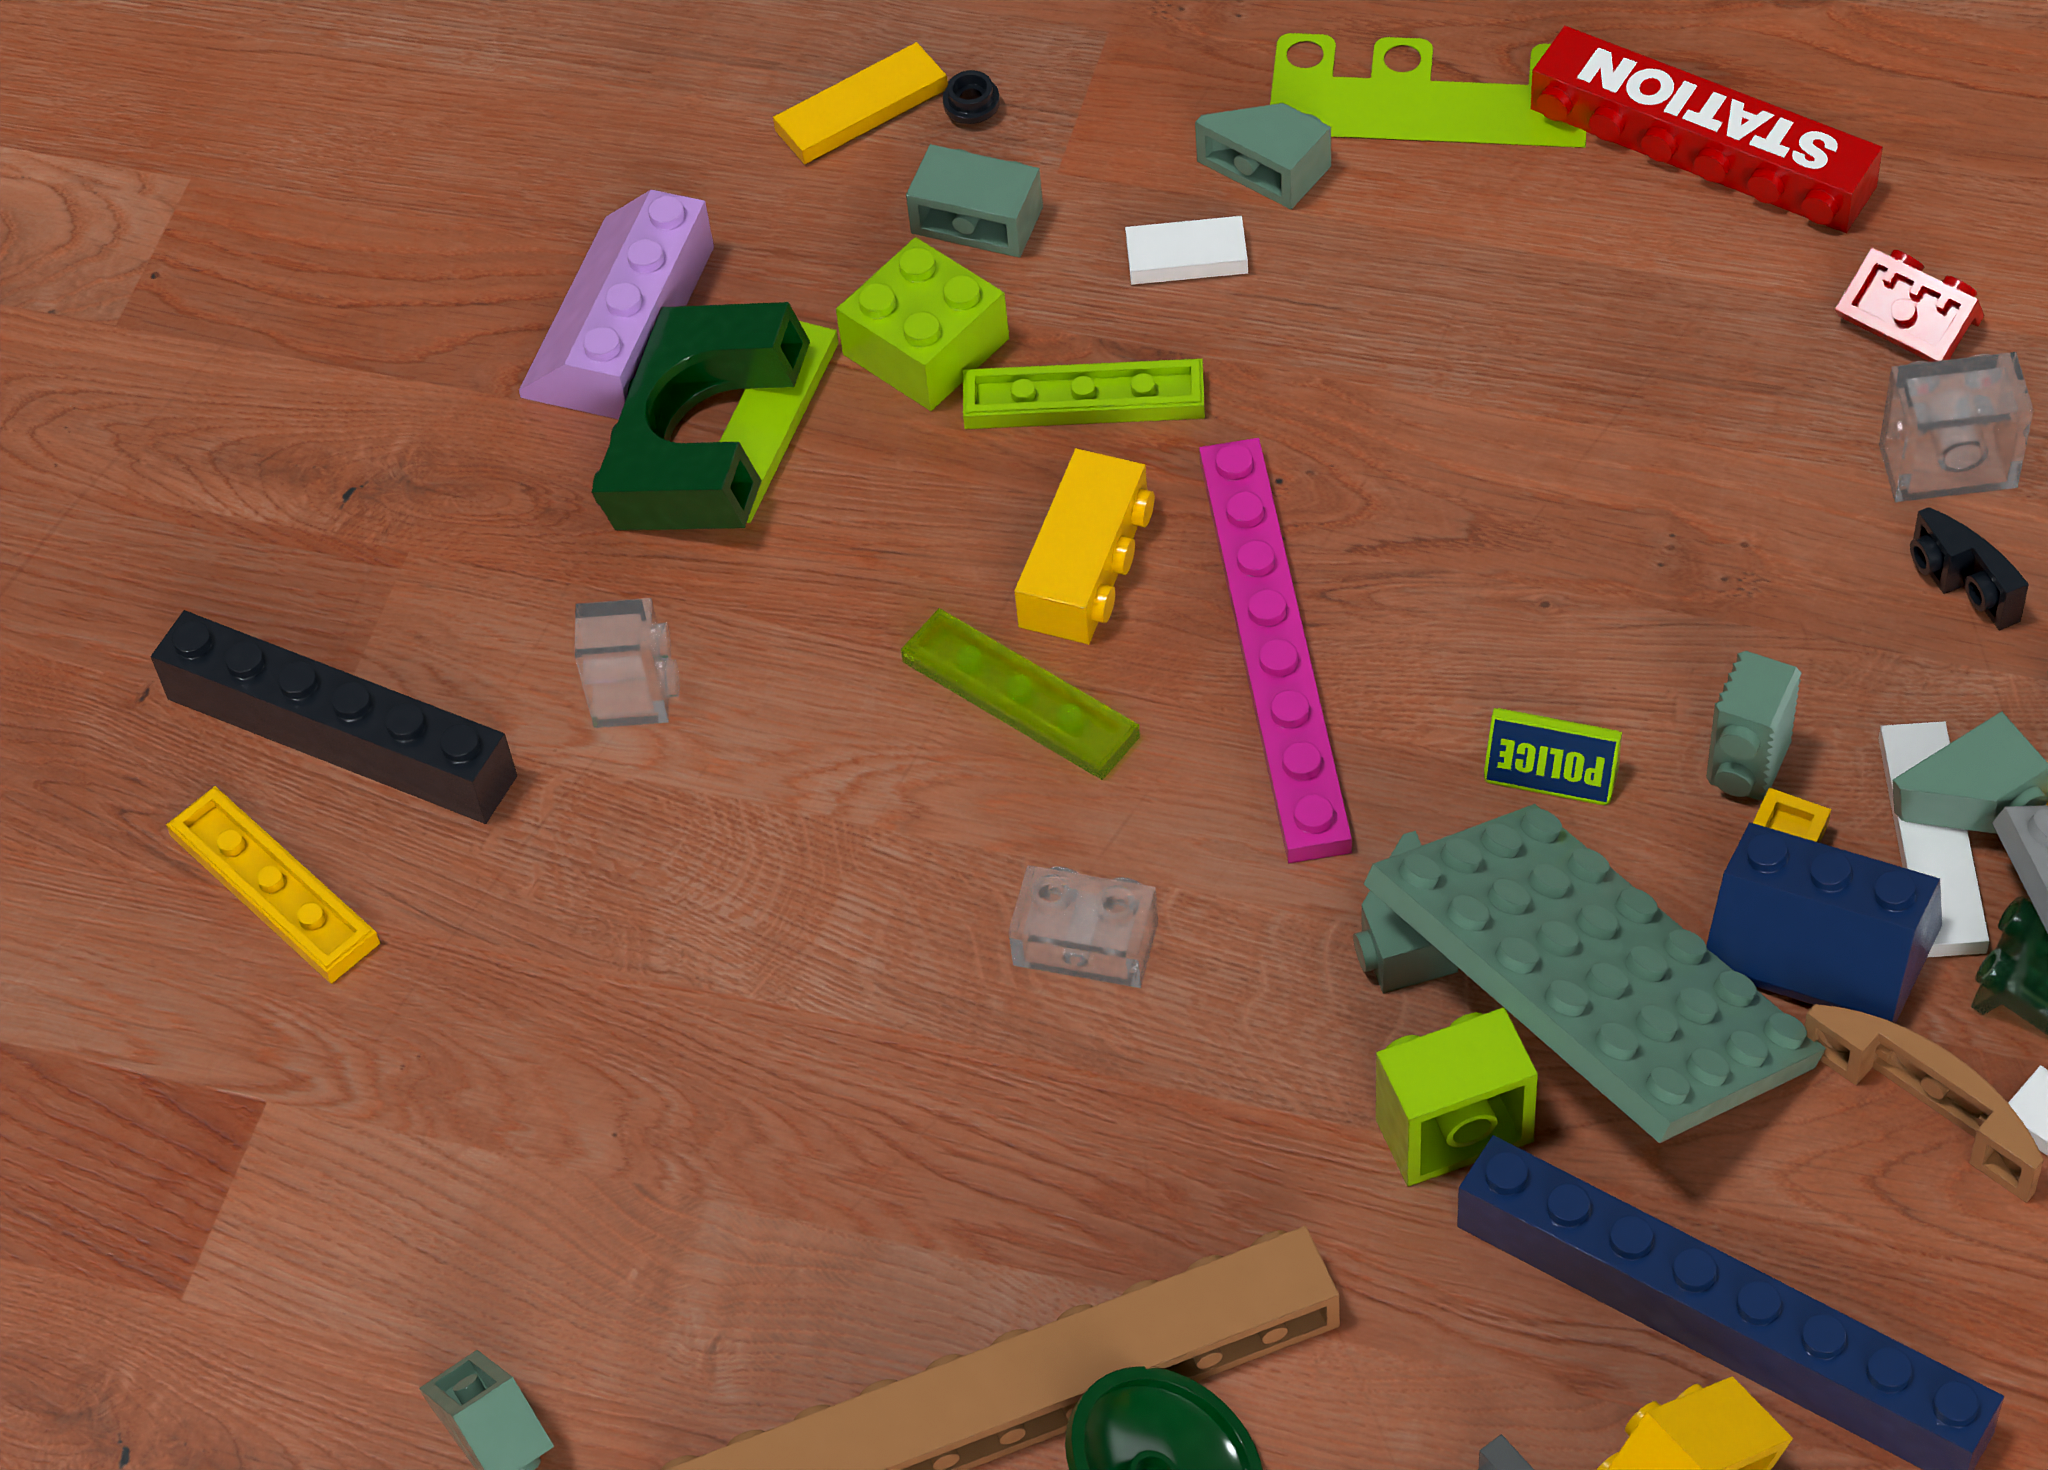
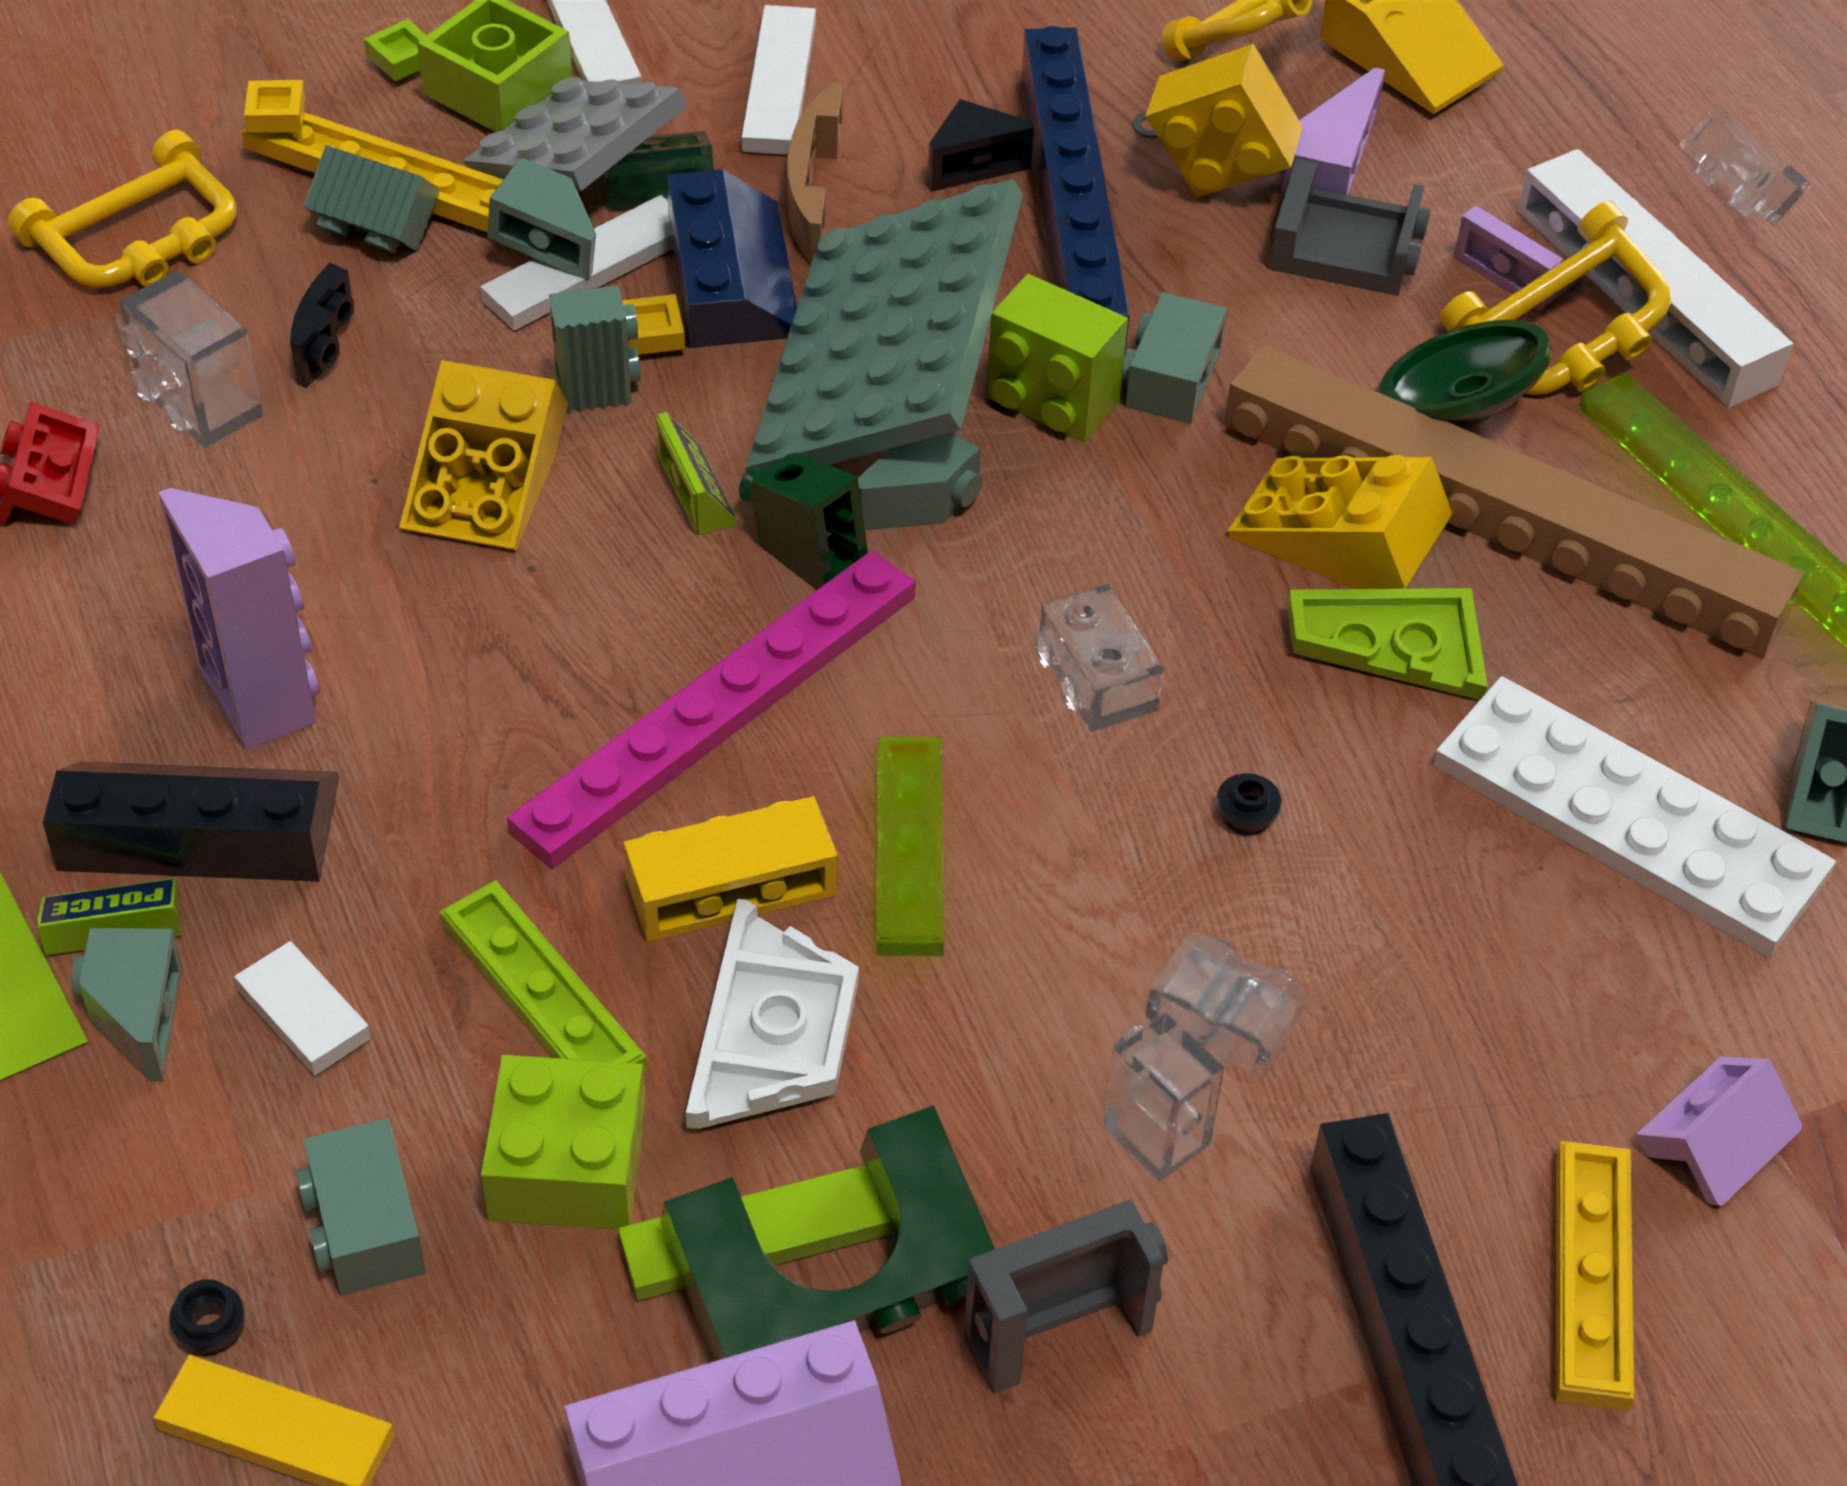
camera: 135 degrees left, 5 degrees down
(286, 1047) = (1724, 1125): none -> lavender panel
(531, 549) = (1059, 1279): none -> dark grey panel
(594, 1236) = (1635, 815): none -> white plate
(679, 788) = (1228, 1004): none -> clear brick
(851, 961) = (1253, 814): none -> black plate
(927, 505) = (772, 1023): none -> white wing
(928, 1192) = (1395, 633): none -> lime wing
(1082, 1235) = (1348, 517): none -> yellow slope
(1368, 175) = (67, 917): none -> lime slope
(1407, 1241) = (1174, 357): none -> sand green brick
(1412, 783) = (807, 516): none -> dark green torso
(1423, 251) = (190, 820): none -> black slope
(1543, 274) = (242, 613): none -> lavender slope
(1694, 609) = (483, 455): none -> yellow slope
(1880, 1265) = (978, 146): none -> black slope

